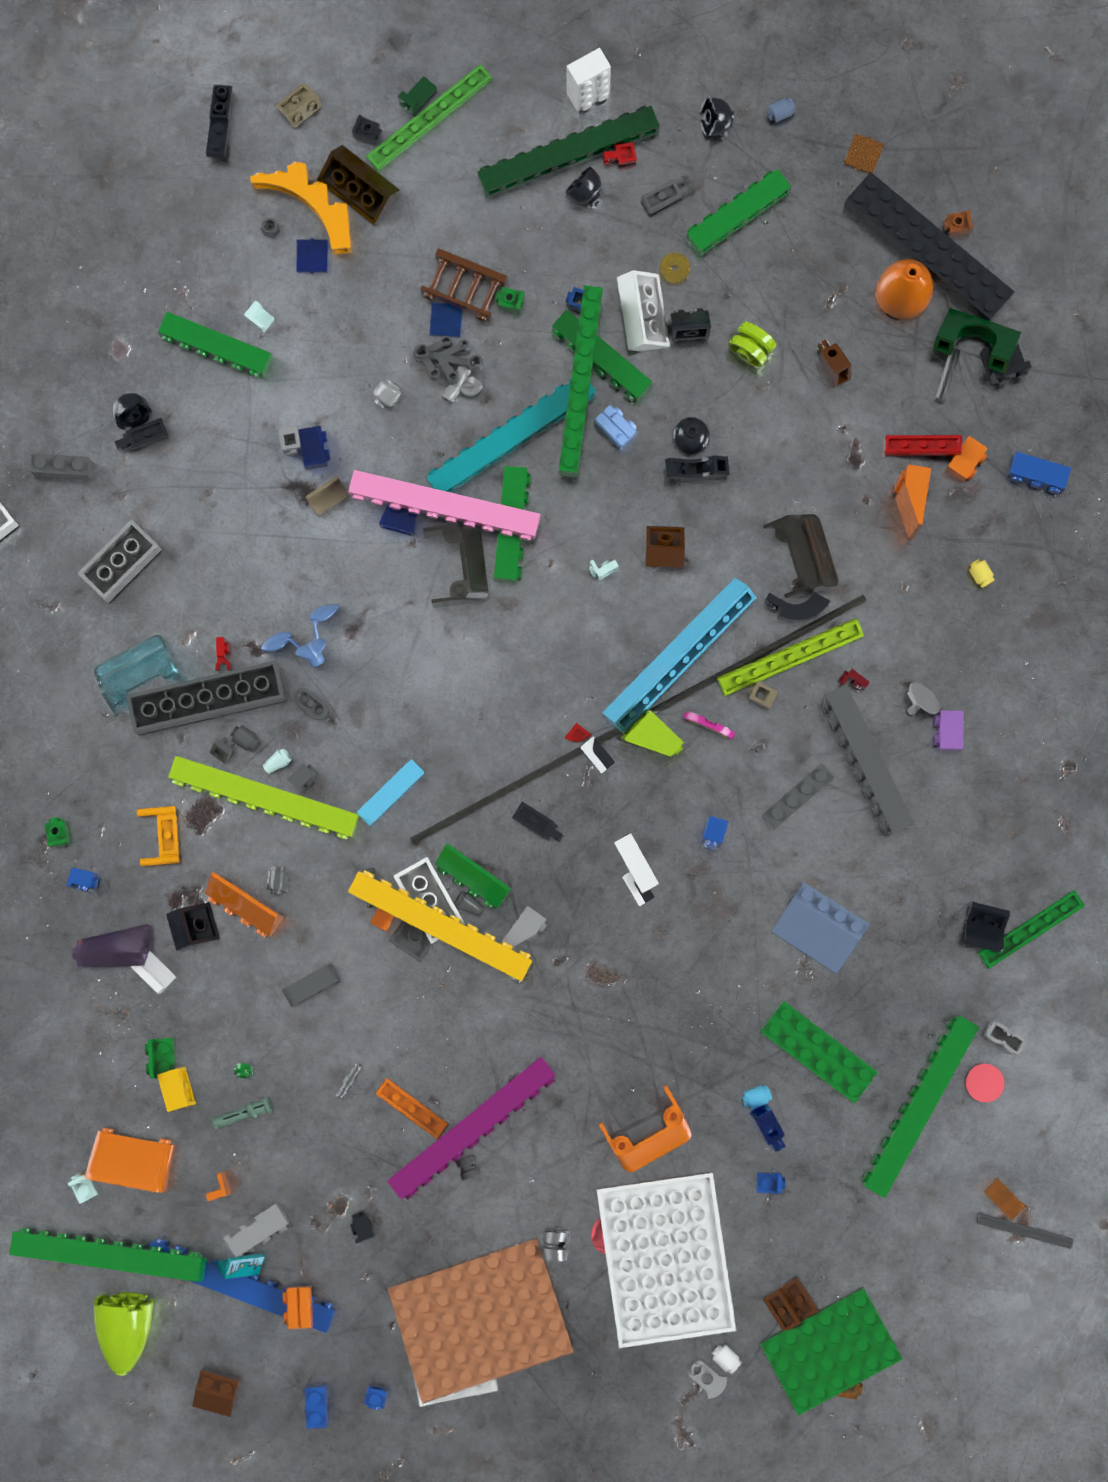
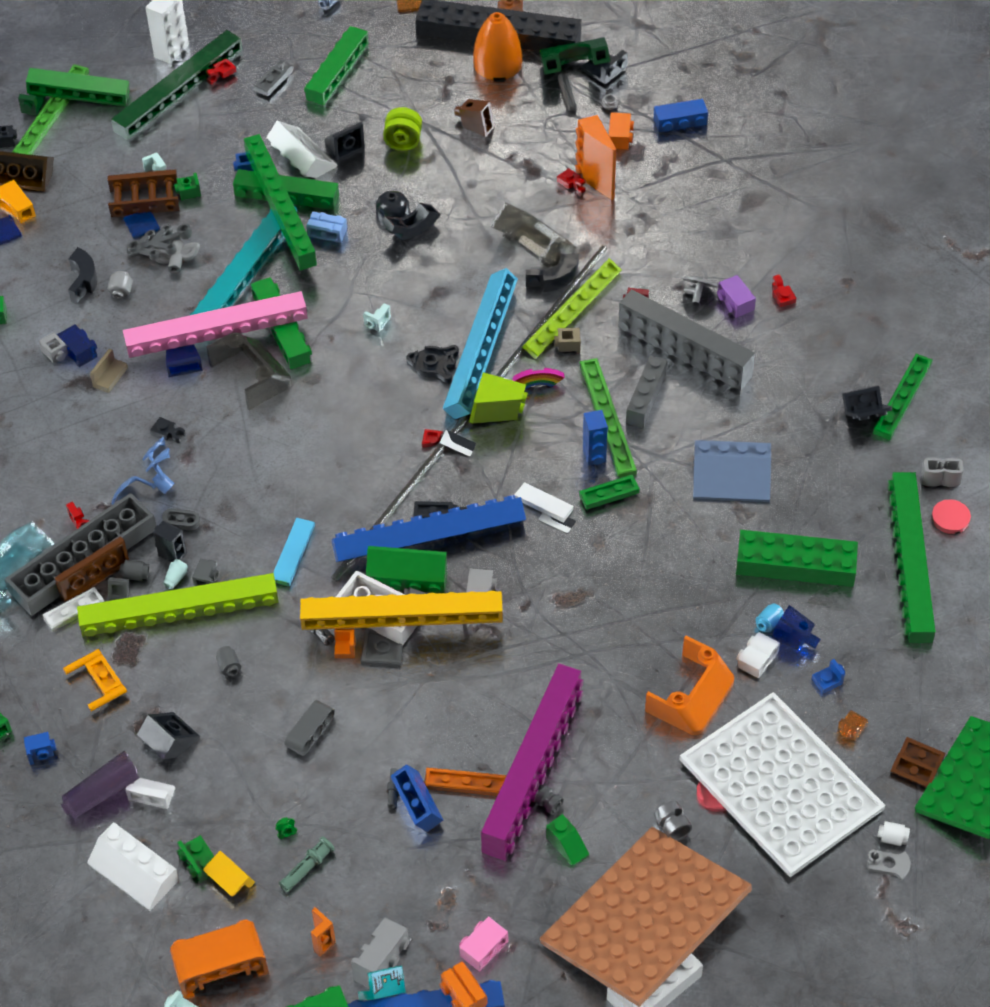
camera: 30 degrees left, 30 degrees down
(104, 1037) = (132, 866): none -> white slope
(175, 747) = (68, 611): none -> white tile
(206, 724) = (92, 570): none -> reddish brown tile
(242, 904) = (207, 684): orange slope -> none
(285, 729) = (169, 541): none -> black brick
(342, 1266) = (483, 943): none -> bright pink brick
(346, 590) = (167, 429): none -> black plate
(360, 1107) = (416, 798): none -> blue brick
(362, 1227) = (482, 900): black brick -> none
(364, 361) = (82, 264): none -> black arch
(460, 1213) = (566, 840): none -> green slope
(466, 105) = (77, 87): none -> green brick
(494, 253) = (153, 162): none -> light aqua bracket
(515, 843) = (429, 529): none -> blue brick
(585, 187) = (206, 96): black cylinder -> none
(627, 646) = (434, 361): none -> black tile
(665, 546) = (420, 283): reddish brown slope -> none
(679, 275) = (309, 118): clear yellow piece -> none
(699, 886) = (609, 492): none -> green plate
(716, 116) = (280, 18): black cylinder -> none
(723, 1128) = (758, 654): none -> white brick
(748, 800) = (602, 401): none -> bright green tile
(759, 1239) = (852, 725): none -> clear orange bracket
(883, 493) = (571, 179): none -> red plate
(923, 445) = (568, 140): red tile -> none
(981, 412) = (610, 101): none -> light grey plate
(981, 573) = (684, 191): light yellow brick -> none
(997, 751) = (783, 295): none -> red plate

